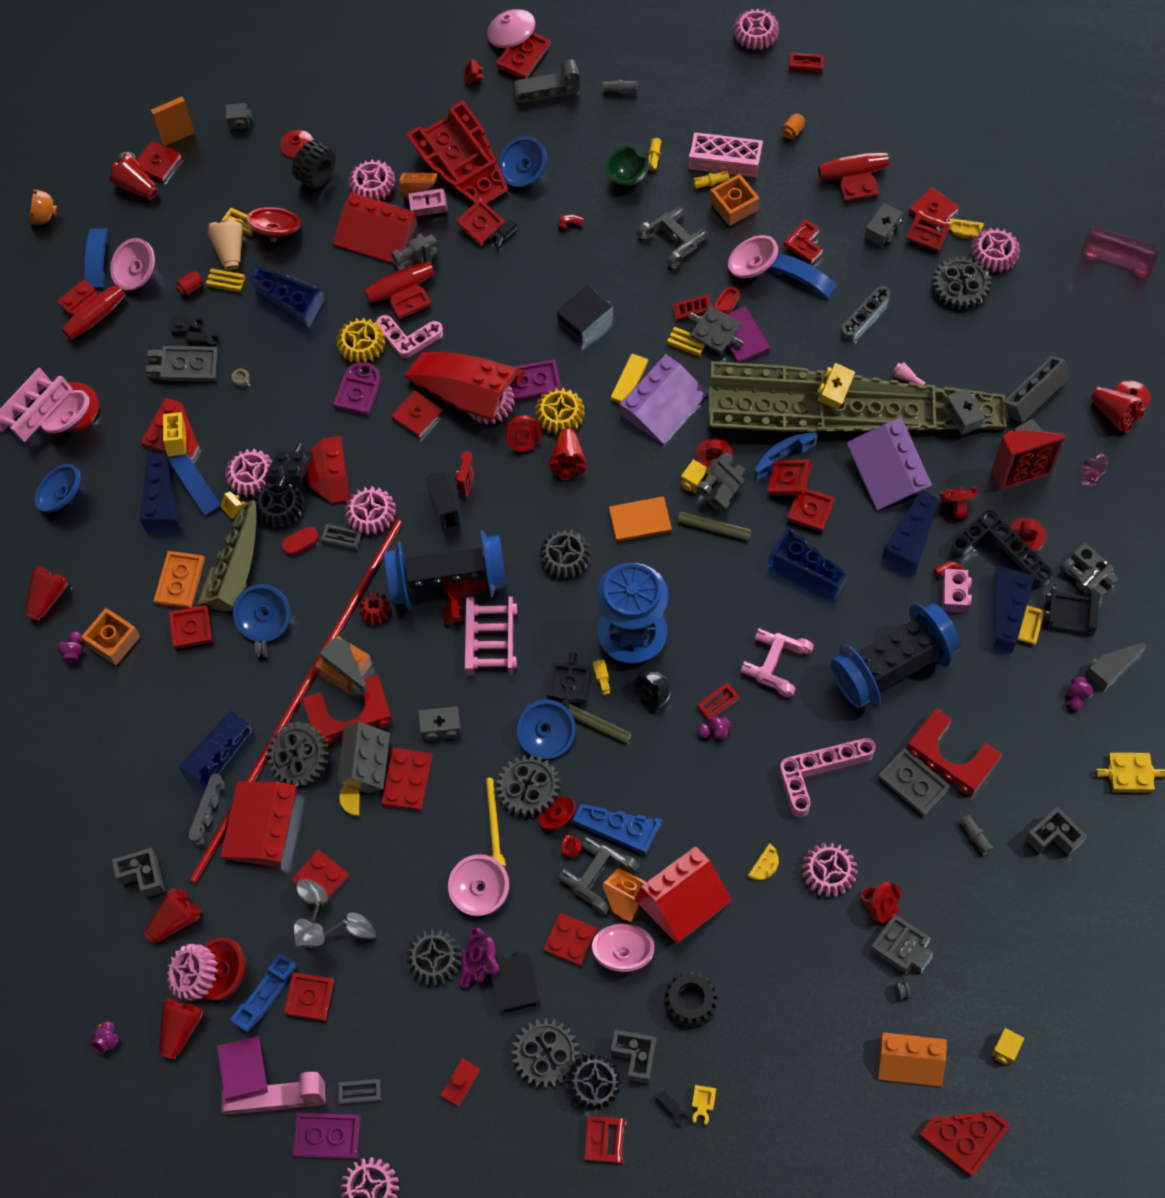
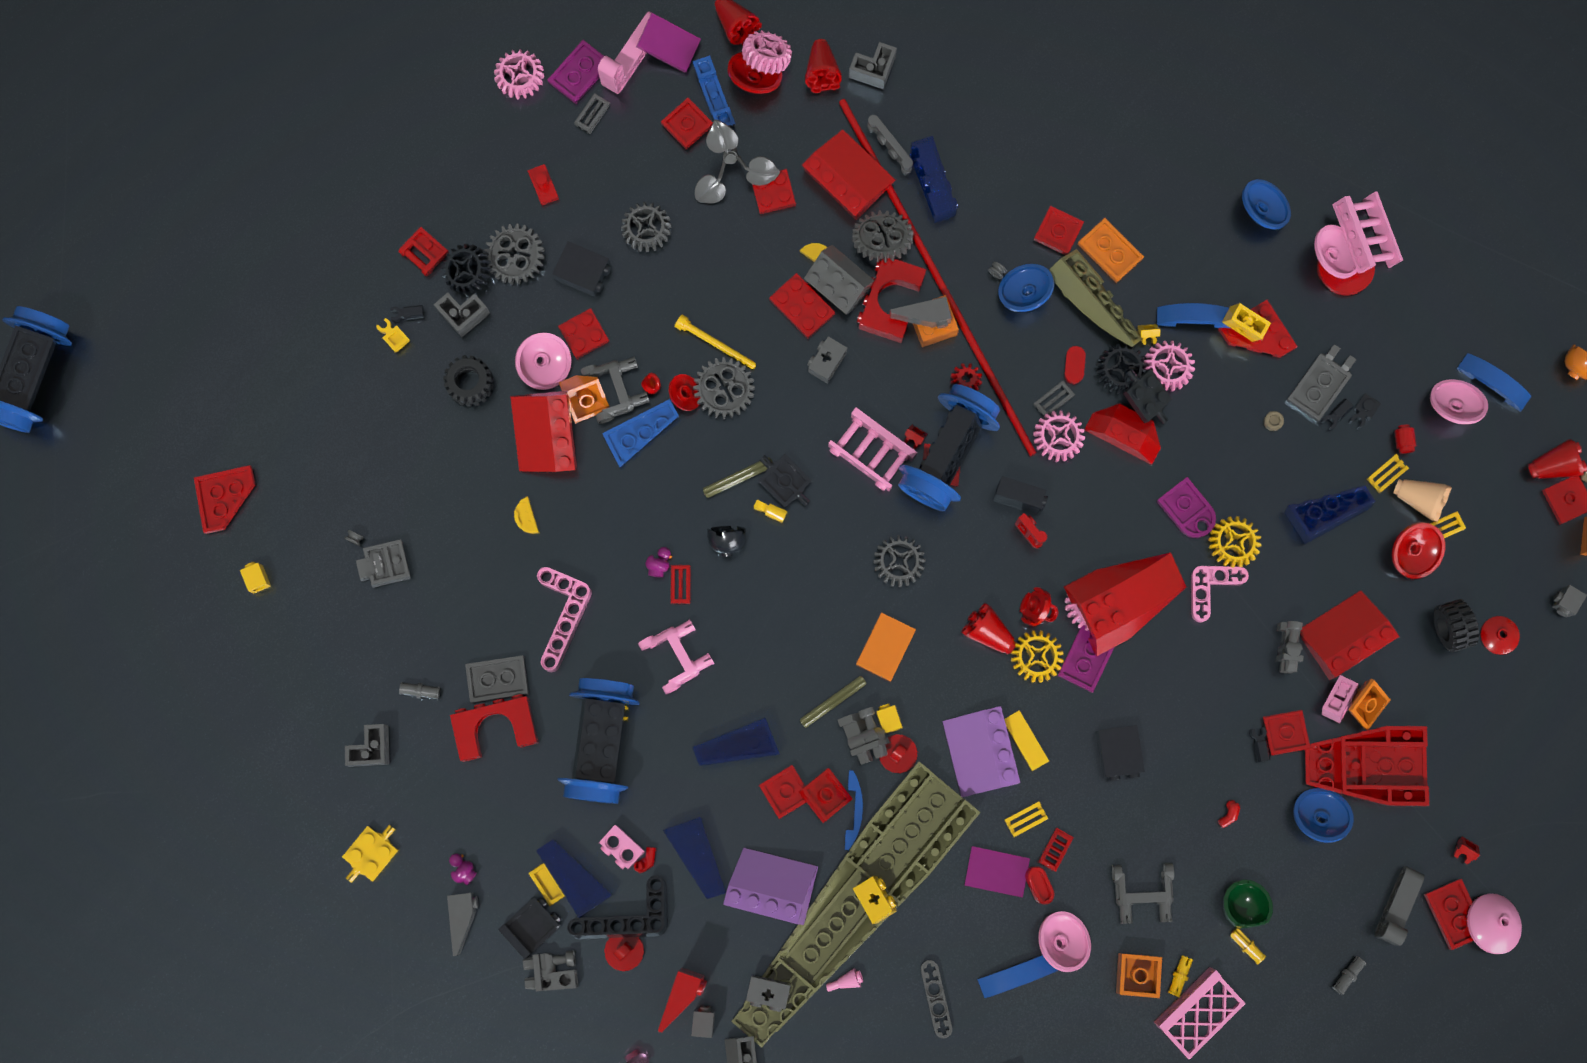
camera: 125 degrees right, 15 degrees up
(43, 592) = (1175, 139): red cone -> none
(71, 649) = (1106, 128): magenta animal -> none
(88, 307) = (1442, 339): red plate -> none
(110, 636) = (1093, 163): orange brick -> none
(158, 496) = (1201, 280): clear blue wedge -> none
(371, 176) = (1406, 676): bright pink gear -> none
(403, 289) = (1264, 614): red plate -> none
(417, 414) = (1126, 540): red plate -> none
(469, 875) = (672, 283): bright pink dish -> none
(478, 958) = (618, 255): magenta tile -> none
(555, 738) = (751, 426): blue dish -> none
(632, 610) = (787, 552): blue brick -> none
(716, 329) = (1015, 849): dark grey plate -> none
(801, 244) = (1053, 1001): red plate -> none
(836, 873) = (474, 543): bright pink gear -> none
(883, 902) = (423, 574): red tile -> none
(912, 1059) = (303, 504): orange slope -> none
(959, 497) = (698, 920): red tile -> none

